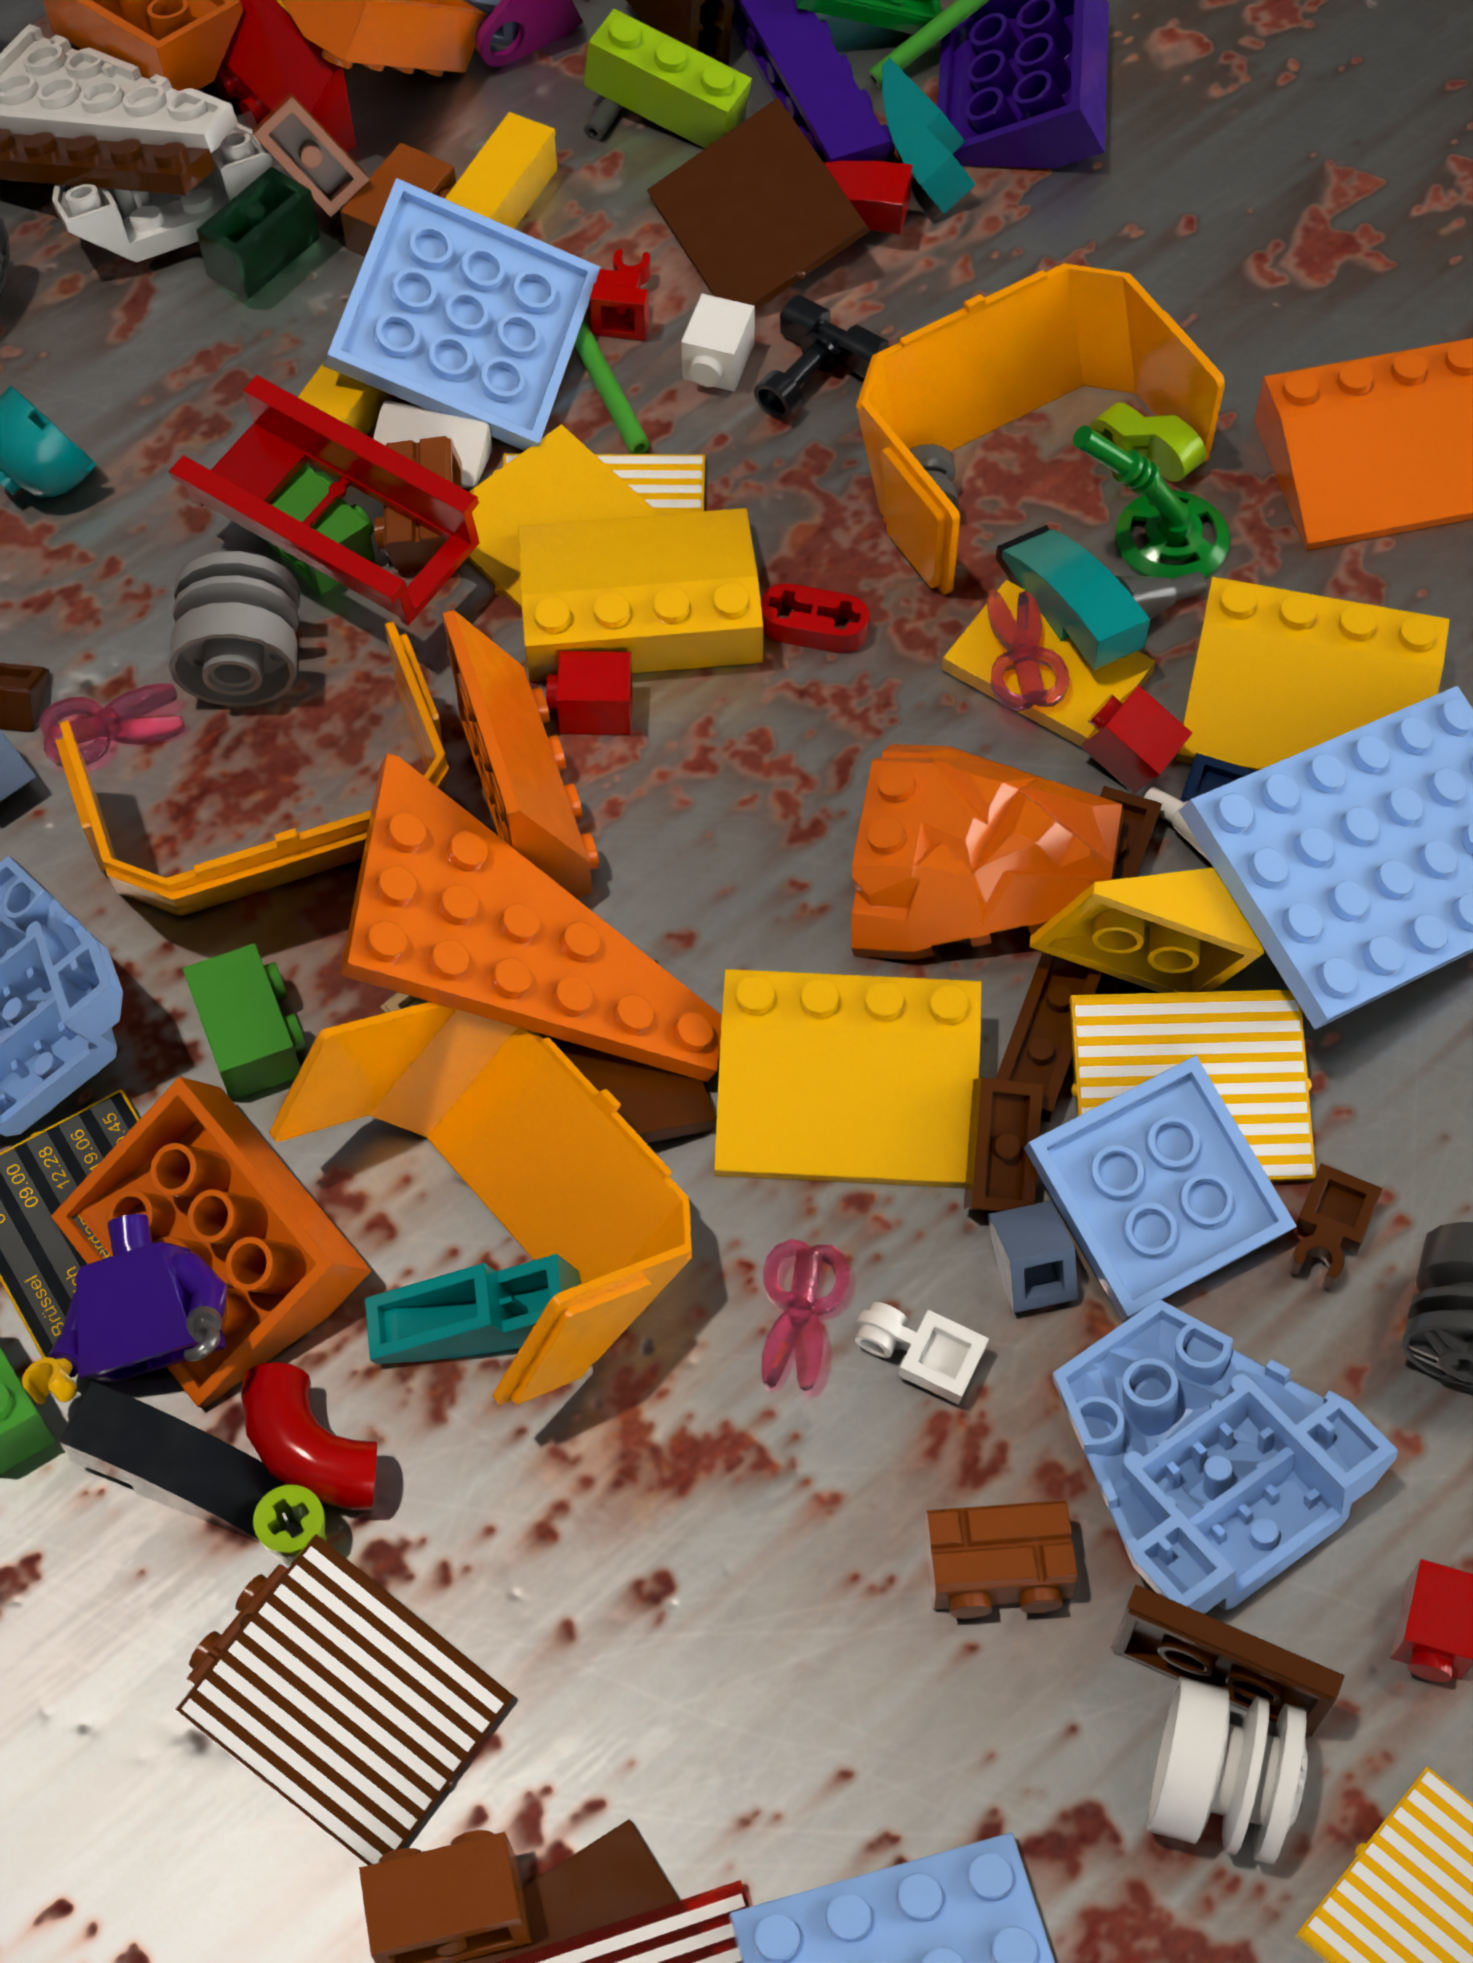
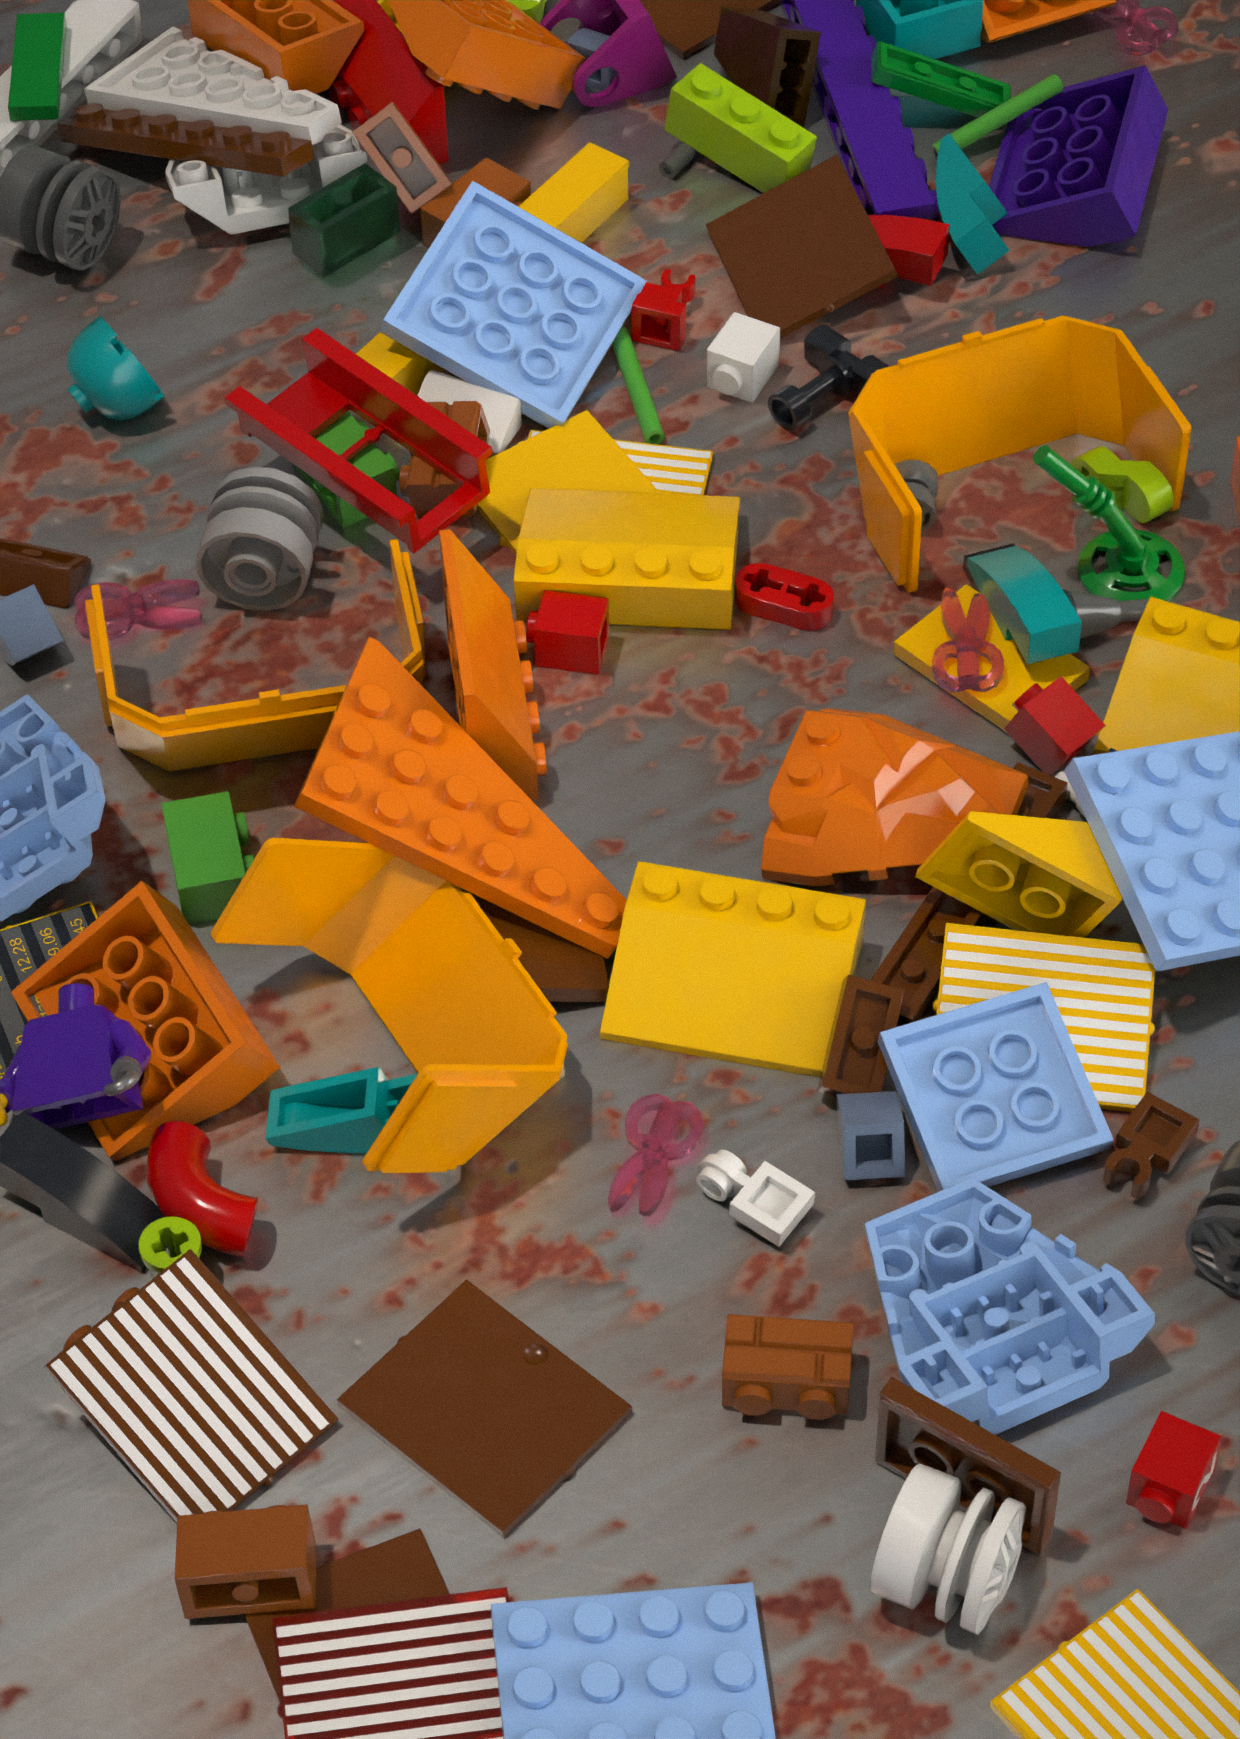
camera: 10 degrees right, 10 degrees down
(672, 1654) = (484, 1407): none -> reddish brown piece

